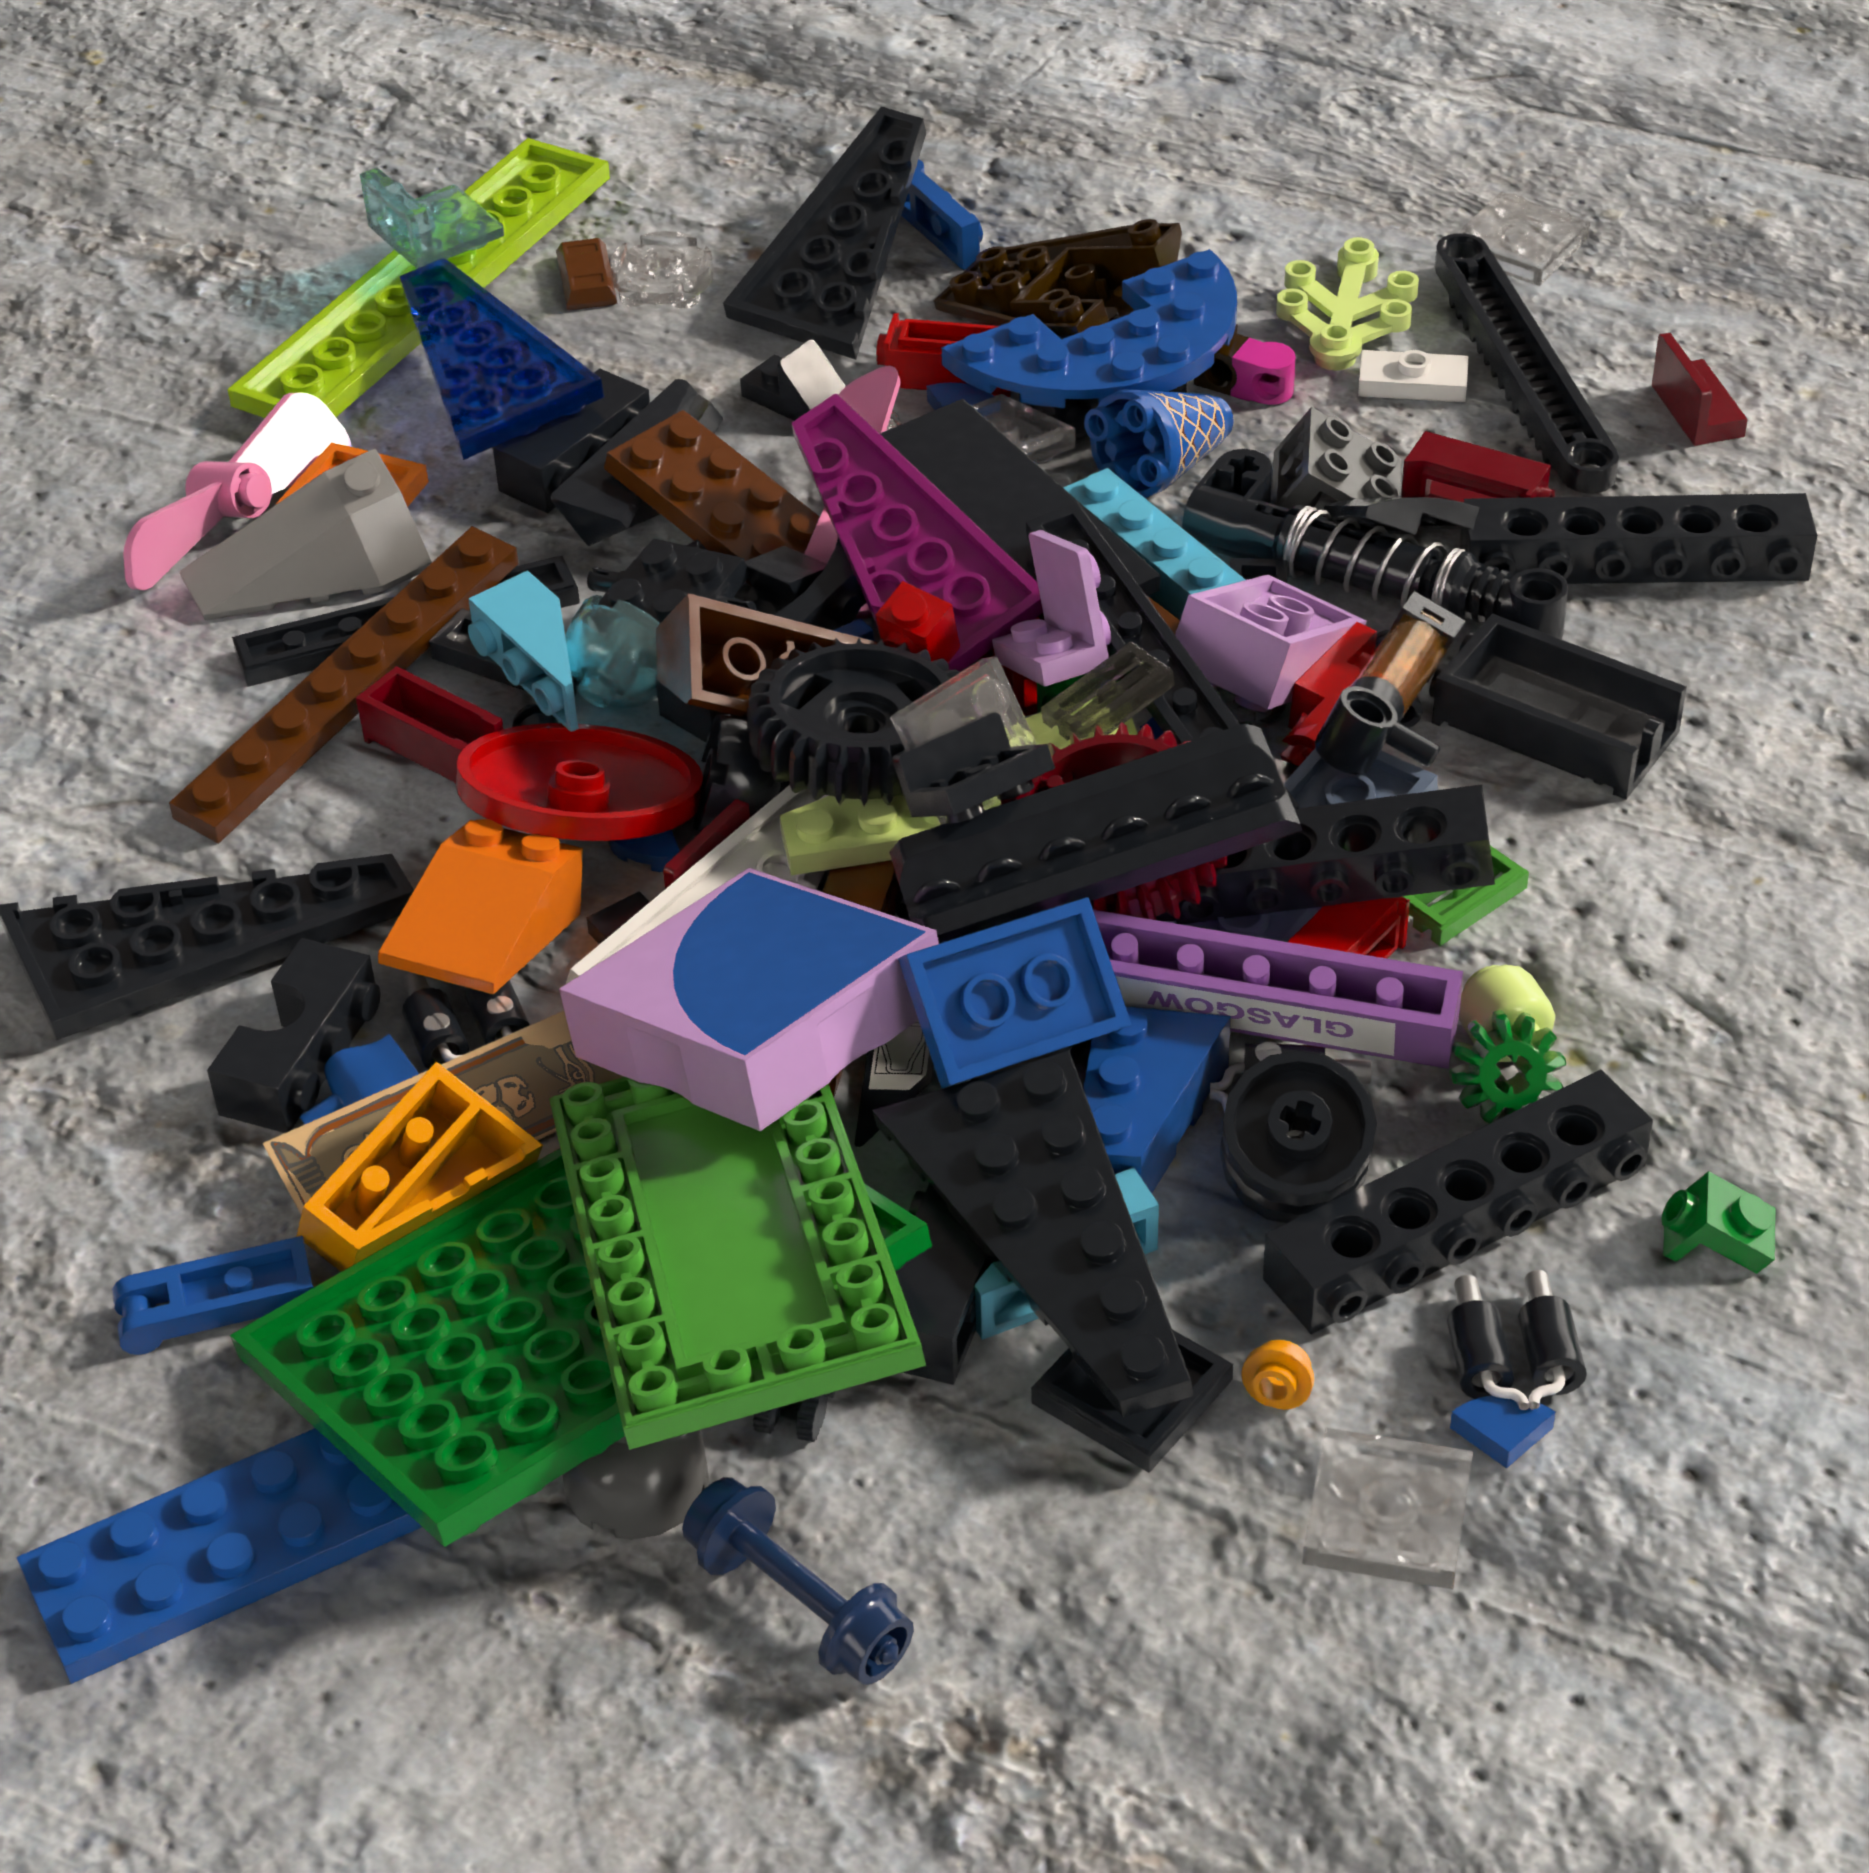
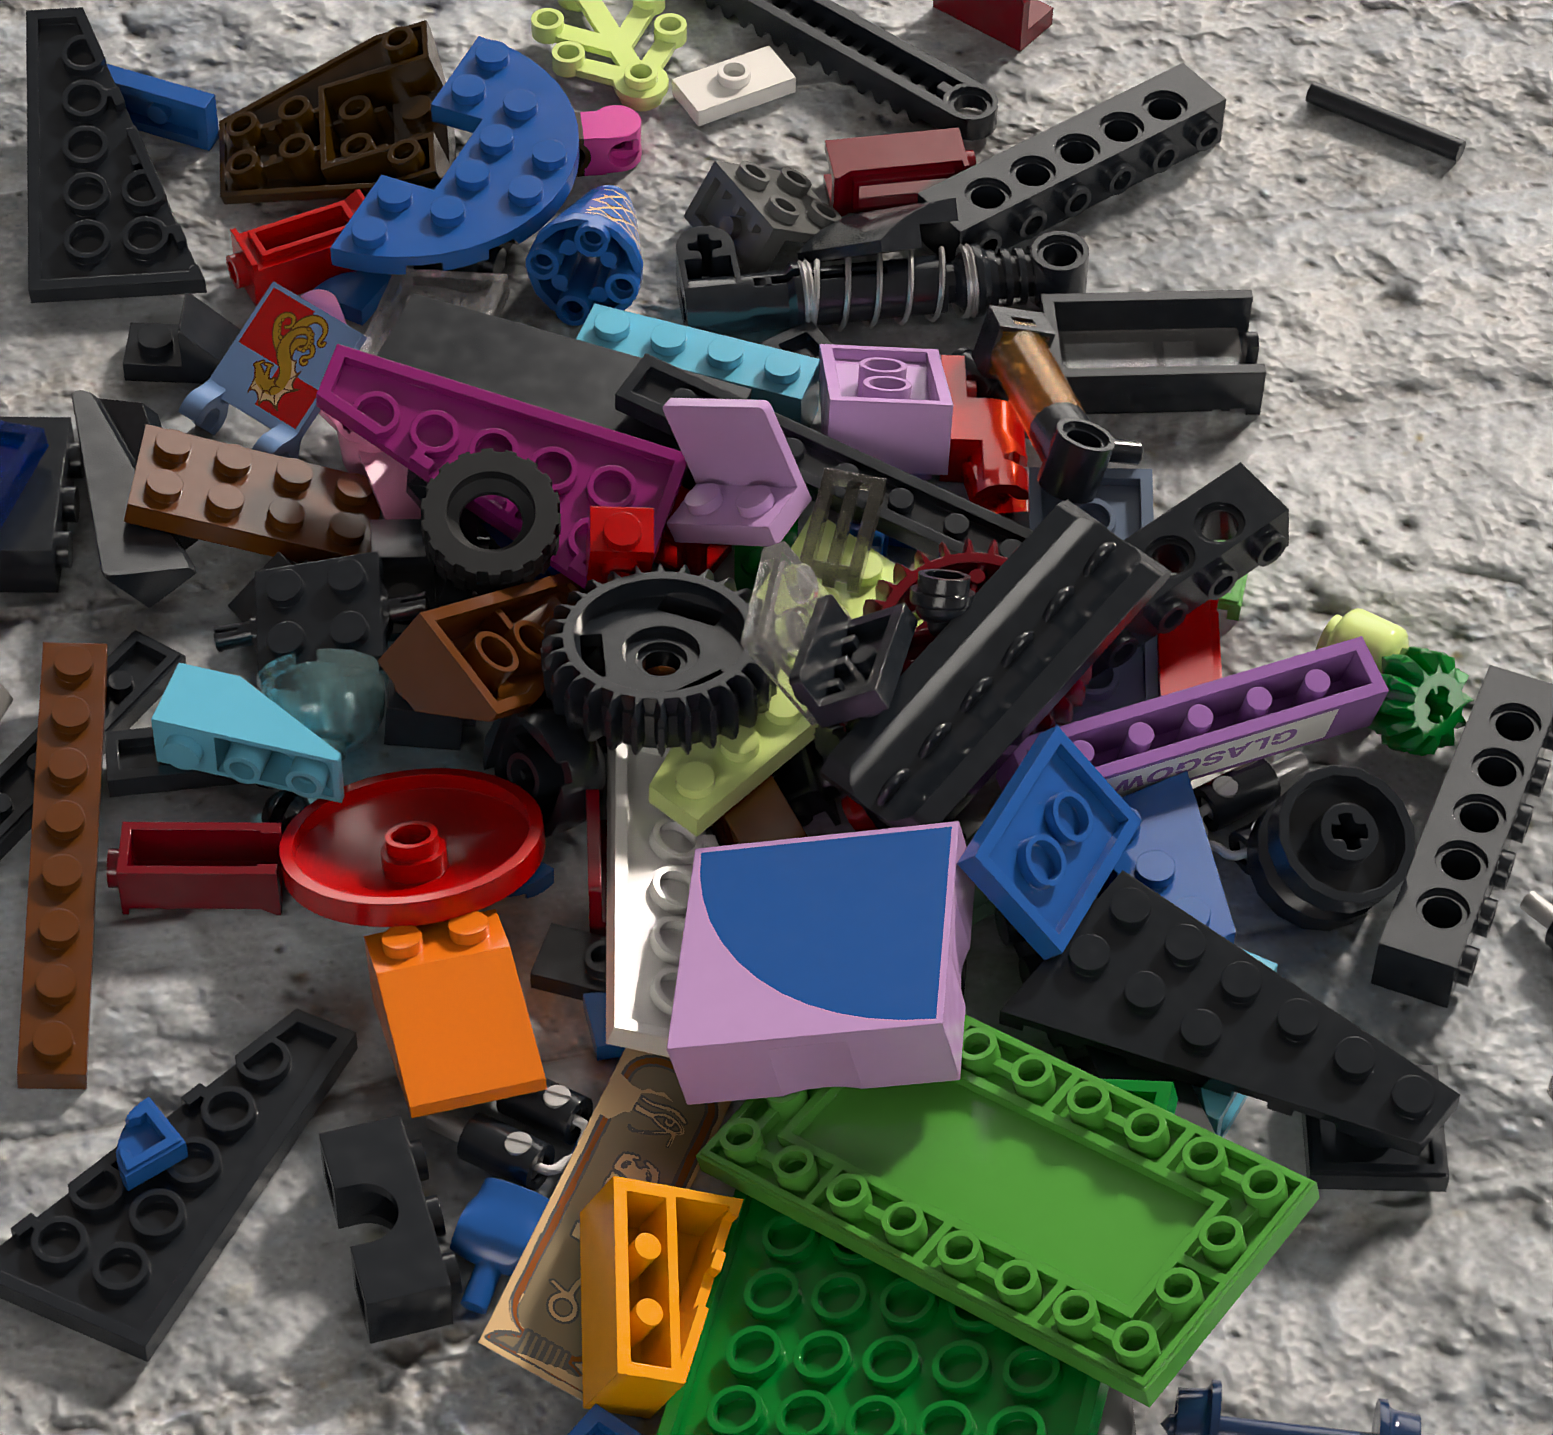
camera: 40 degrees left, 5 degrees up
(189, 890) = (147, 1145): none -> blue tile
(826, 533) = (482, 475): none -> black tyre
(853, 380) = (273, 371): none -> flag
(1090, 754) = (941, 597): none -> black plate
(1282, 1361) = (1472, 1054): light orange plate -> none

